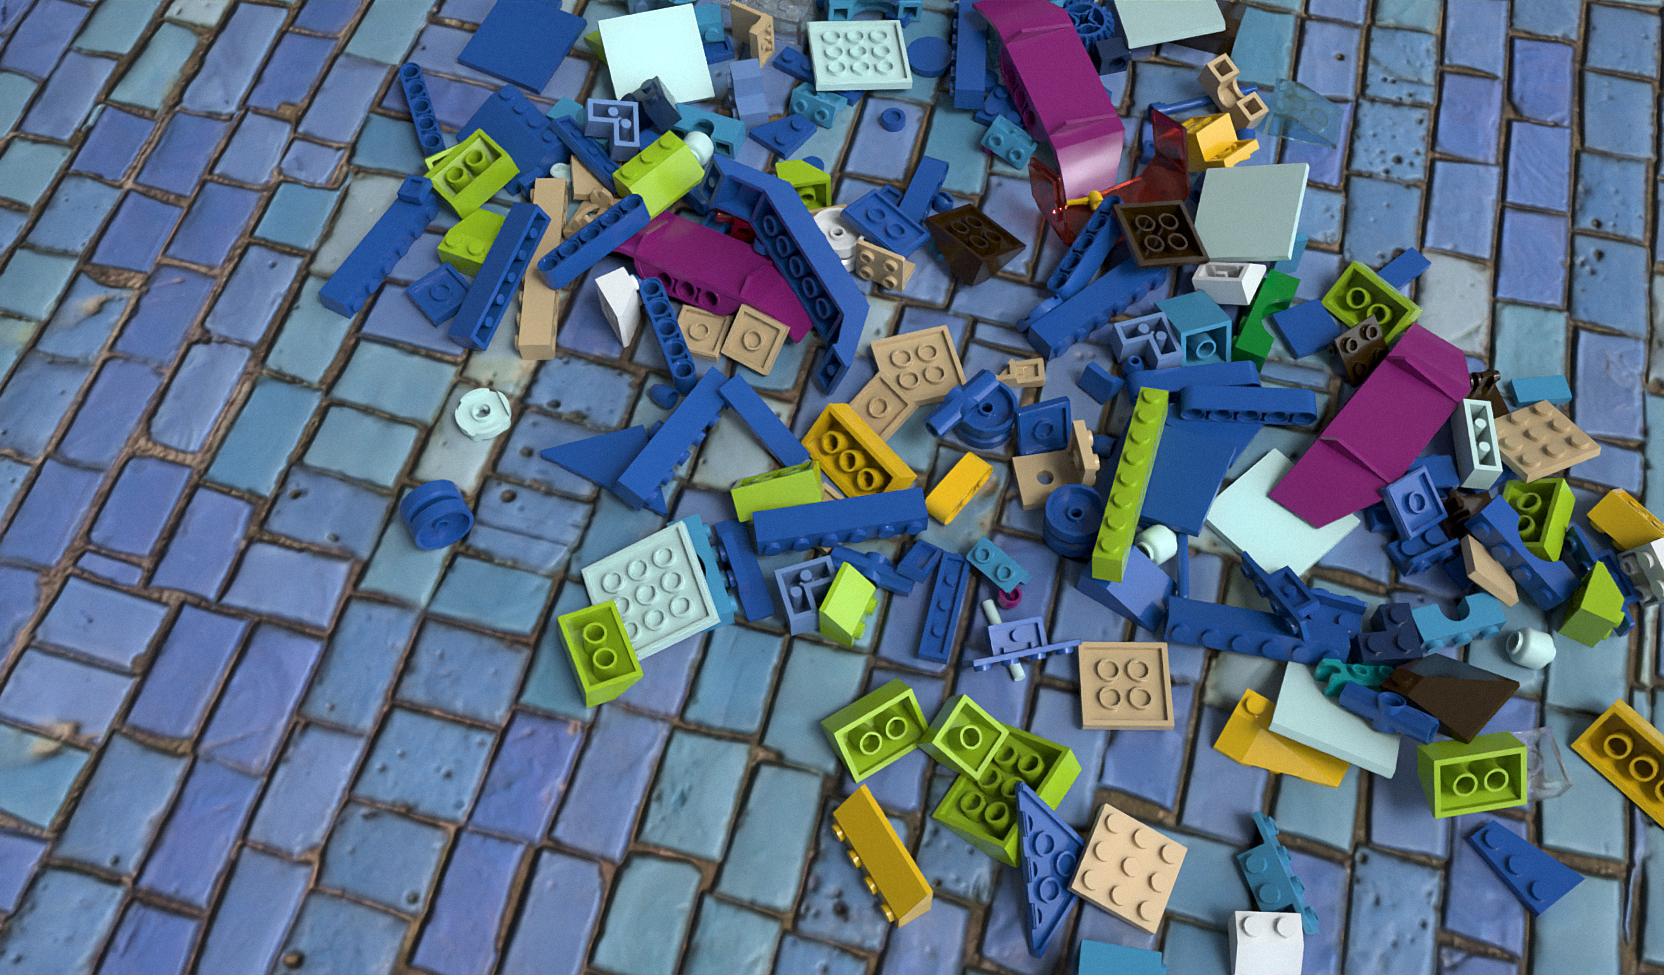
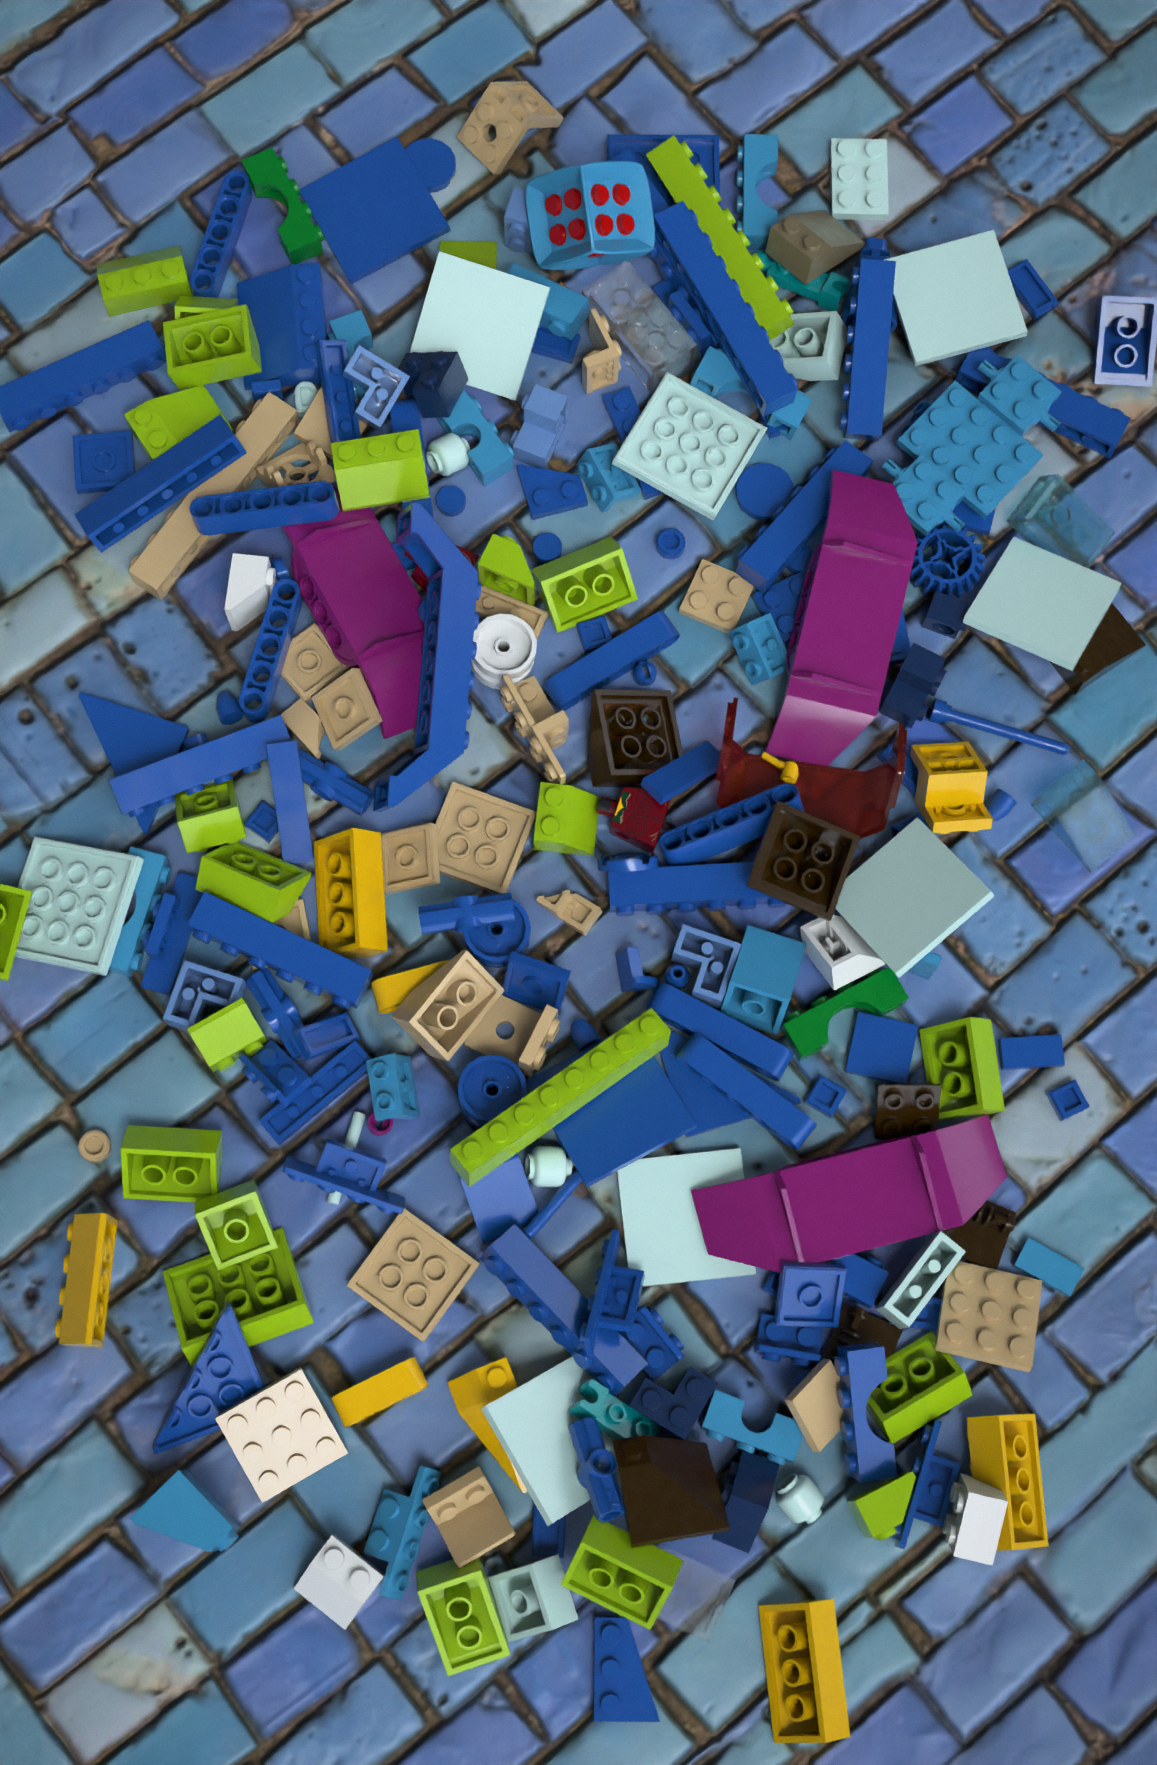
camera: 30 degrees right, 15 degrees up
(385, 168) = (143, 280): none -> lime slope
(415, 189) = (144, 334): blue plate -> none
(435, 61) = (269, 180): none -> green arch
(486, 427) = (66, 632): light aqua plate -> none
(710, 471) = (210, 817): none -> lime slope
(732, 366) = (305, 725): none -> tan slope
(751, 453) = (263, 822): none -> blue tile
(783, 396) = (334, 784): none -> blue piece
(803, 760) = (95, 1146): none -> tan tile
(859, 167) = (585, 584): none -> lime slope
(885, 224) = (552, 670): blue tile -> none
(904, 611) = (277, 1073): none -> blue bracket
(925, 281) = (548, 736): none -> tan bracket
(952, 132) = (716, 597): none -> tan plate
(968, 319) = (566, 820): none -> lime slope
(995, 481) = (448, 1005): none -> tan slope
(1017, 286) = (635, 817): none -> dark red torso
(1026, 239) = (682, 773): none -> blue tile
(1130, 98) = (916, 680): none -> dark blue brick
(1172, 786) = (379, 1392): none -> yellow beam
(1220, 83) = (1021, 730): tan arch -> none
(1298, 378) = (825, 1096): none -> blue tile
(1321, 827) = (469, 1517): none -> tan bracket
(1376, 796) = (547, 1539): none -> blue tile
(1376, 903) = (462, 1615): none -> lime slope
(1416, 855) = (532, 1598): none -> light aqua slope
(1452, 284) = (1067, 1100): none -> blue tile
(1506, 659) = (746, 1499): none -> dark blue brick

